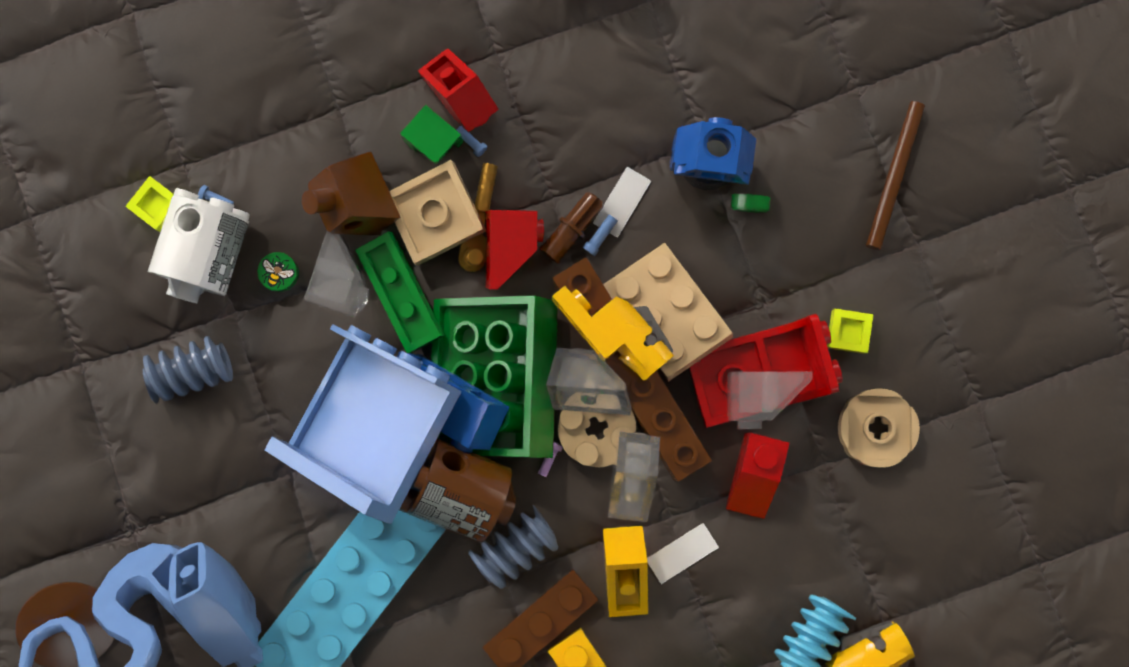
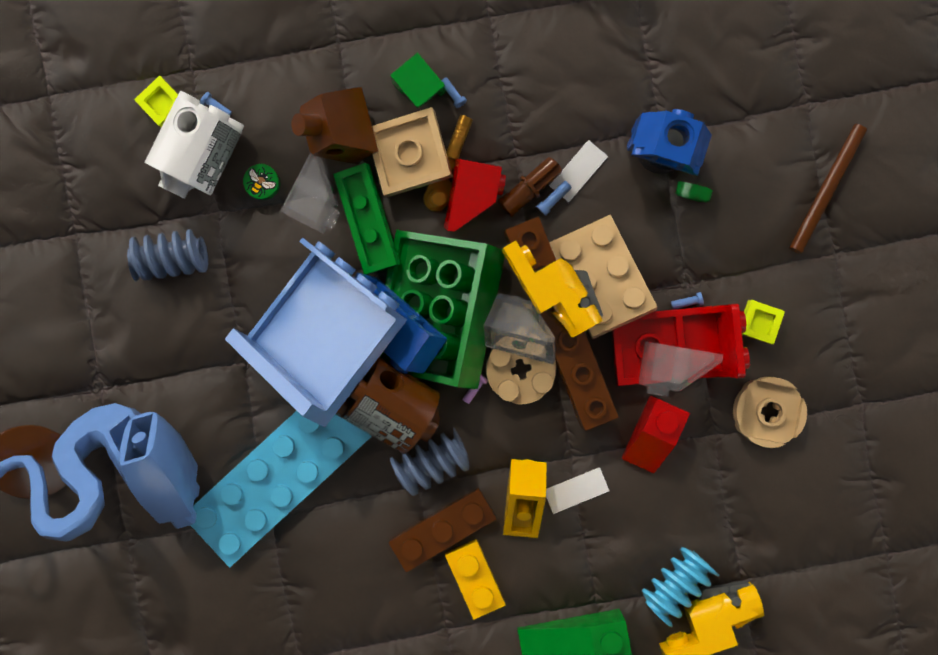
camera: 10 degrees right, 5 degrees up
(459, 90) = (450, 44): red slope -> none
(634, 476) = (547, 419): clear brick -> none
(766, 323) = (698, 299): none -> medium blue piece

